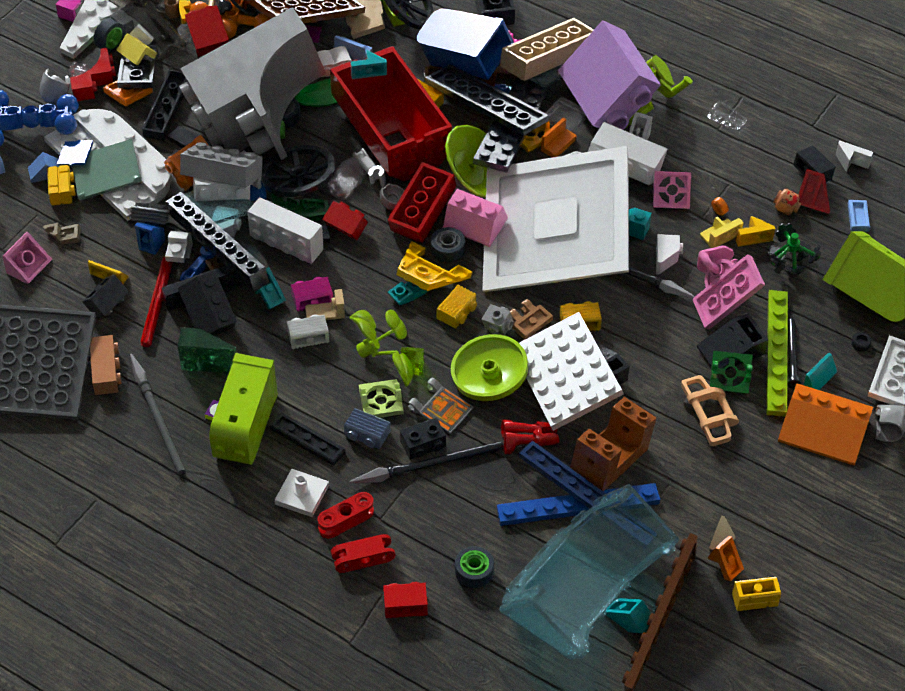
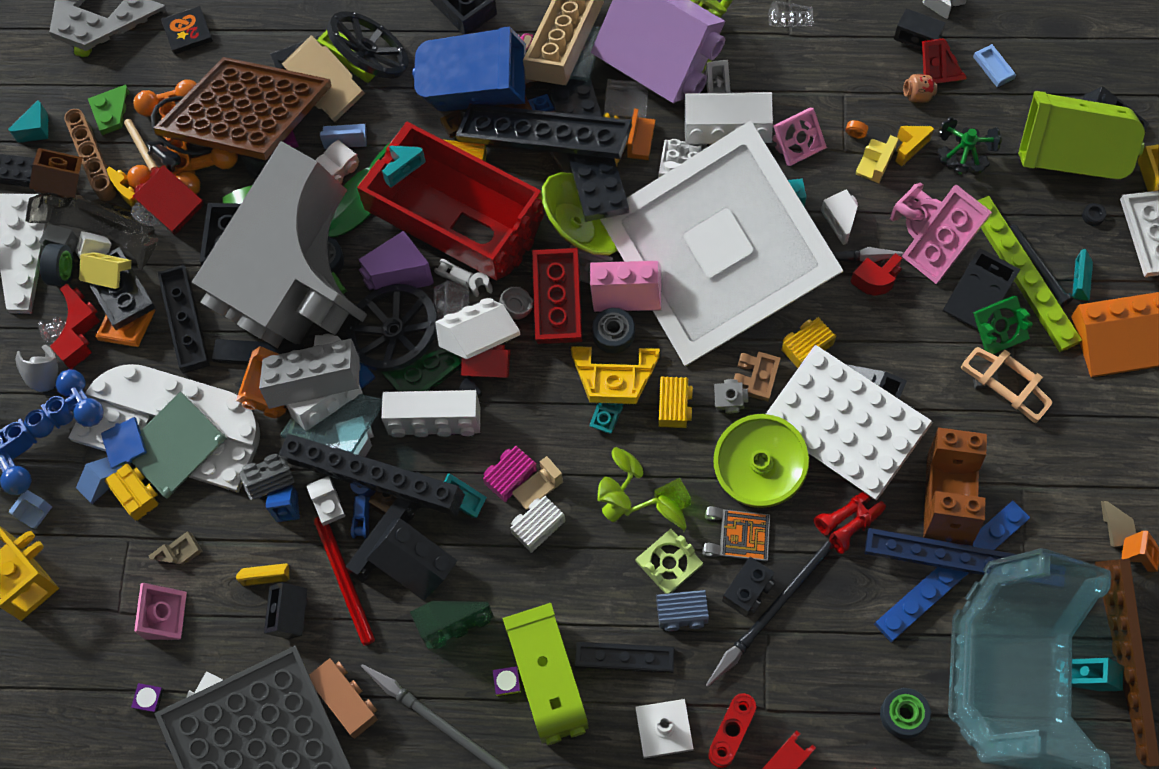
camera: 25 degrees left, 15 degrees up
(326, 132) = (395, 263): none -> medium lavender slope
(351, 192) = (476, 328): none -> white slope
(661, 303) = (874, 279): none -> red brick

